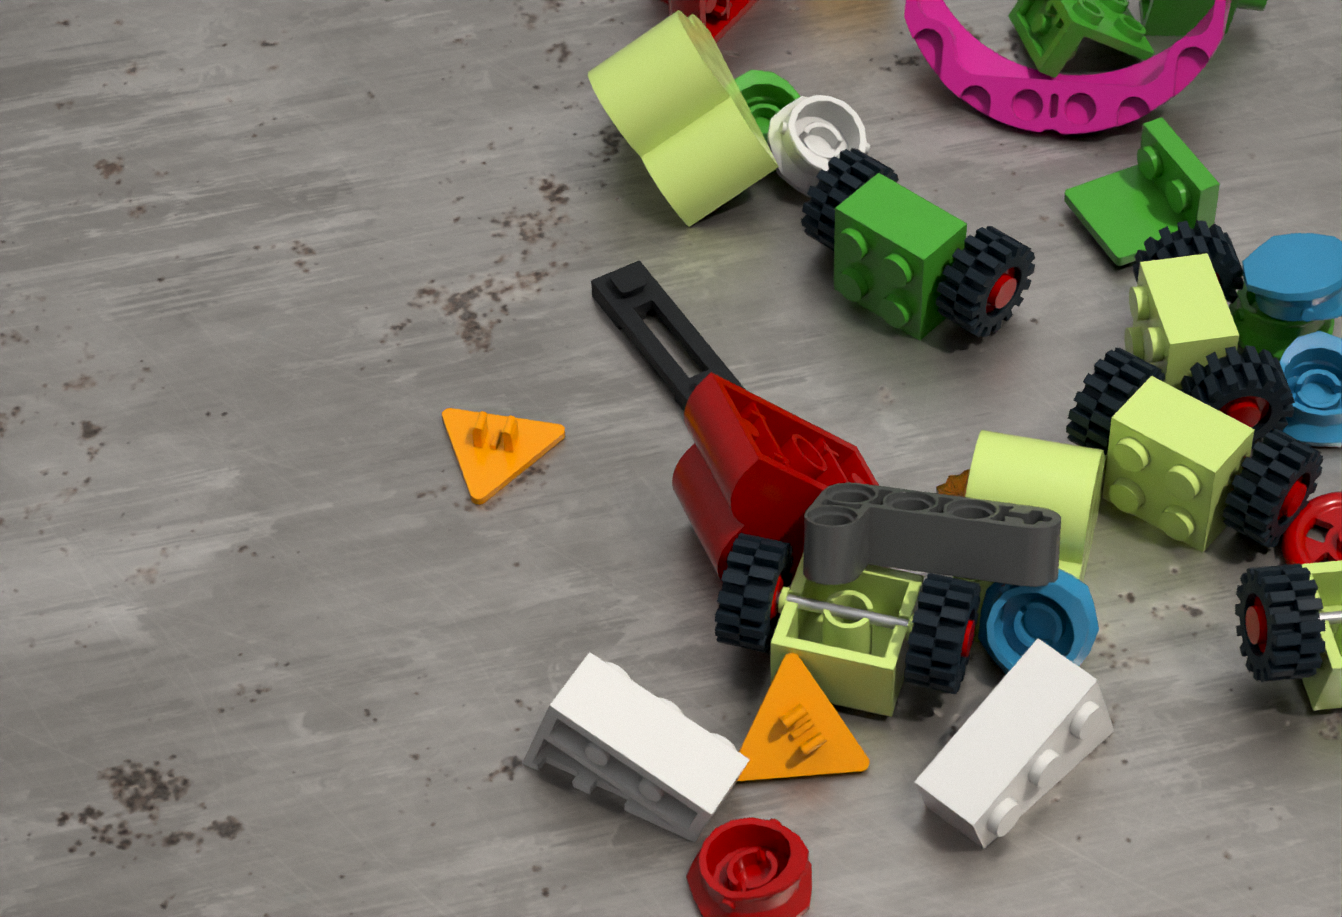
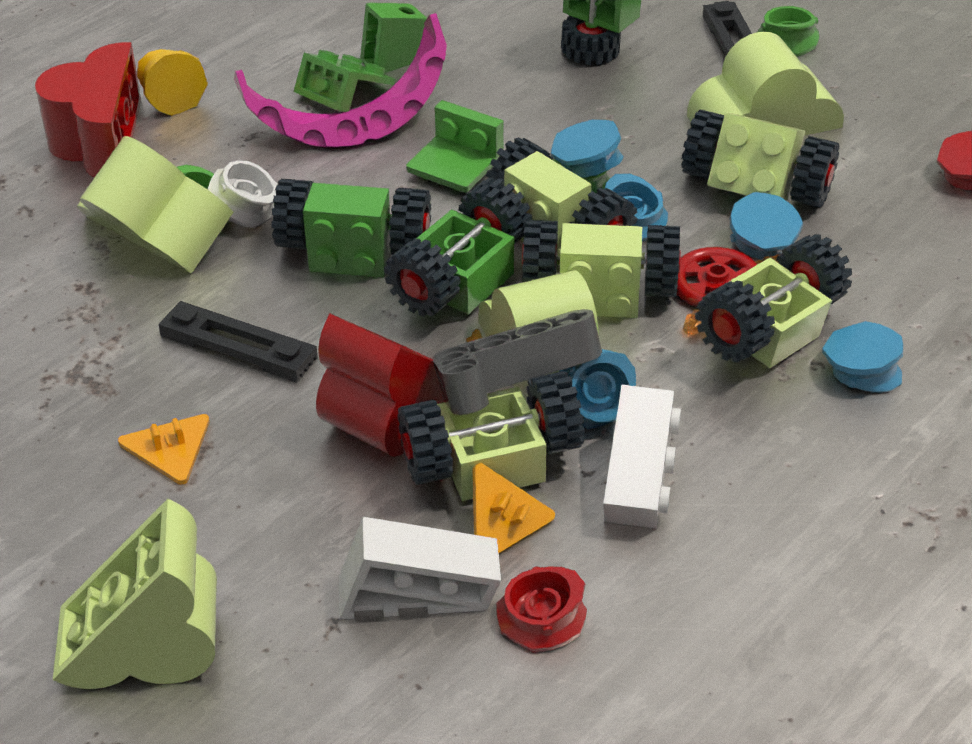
camera: 35 degrees left, 5 degrees down
(297, 641) = (142, 610): none -> yellowish green brick
(1012, 357) = (461, 254): none -> brick

